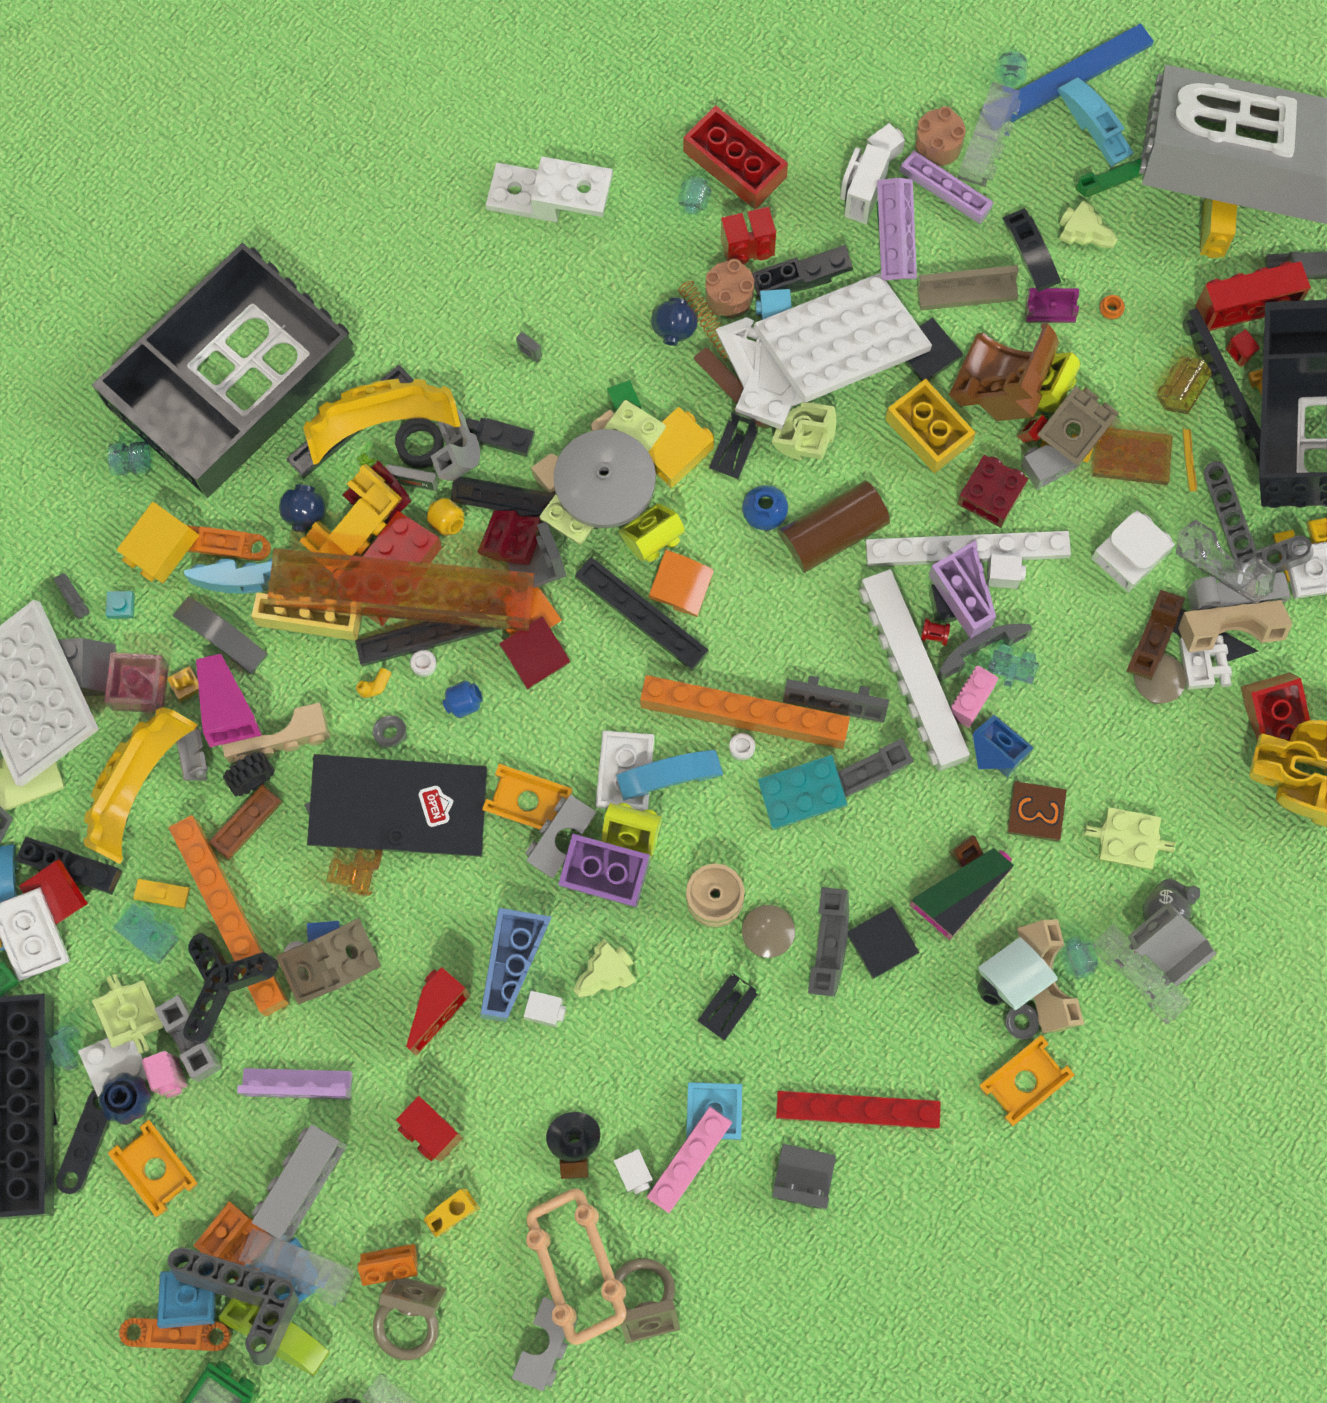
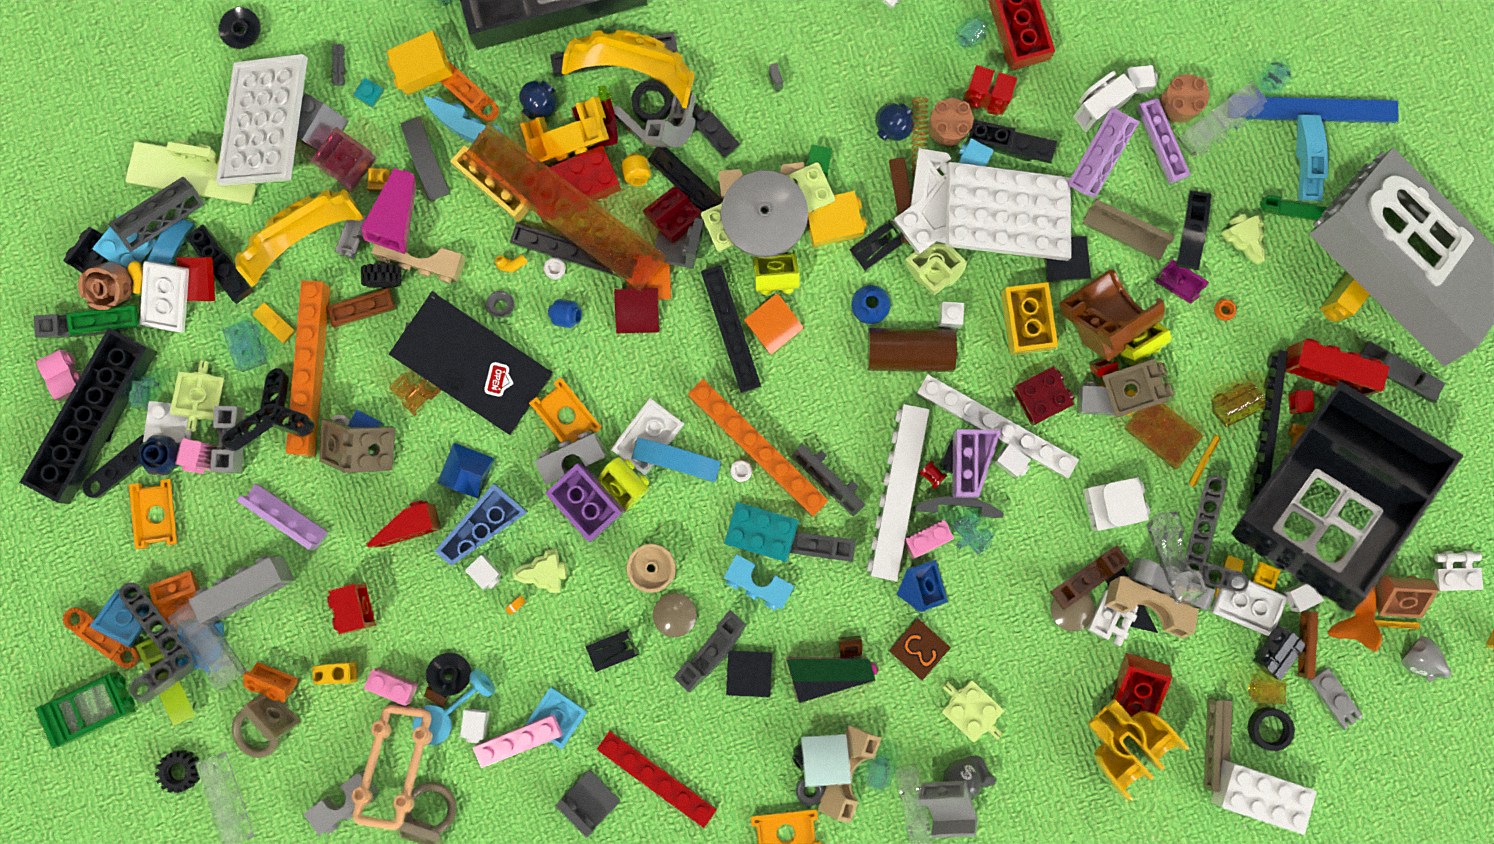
camera: 25 degrees right, 10 degrees up
(458, 920) = (465, 470): none -> blue slope
(520, 1187) = (391, 686): none -> bright pink brick
(597, 1192) = (441, 721): none -> medium azure piece
(598, 1022) = (515, 605): none -> light orange tile
(810, 849) = (774, 593): none -> medium azure arch
(851, 468) = (950, 315): none -> white brick

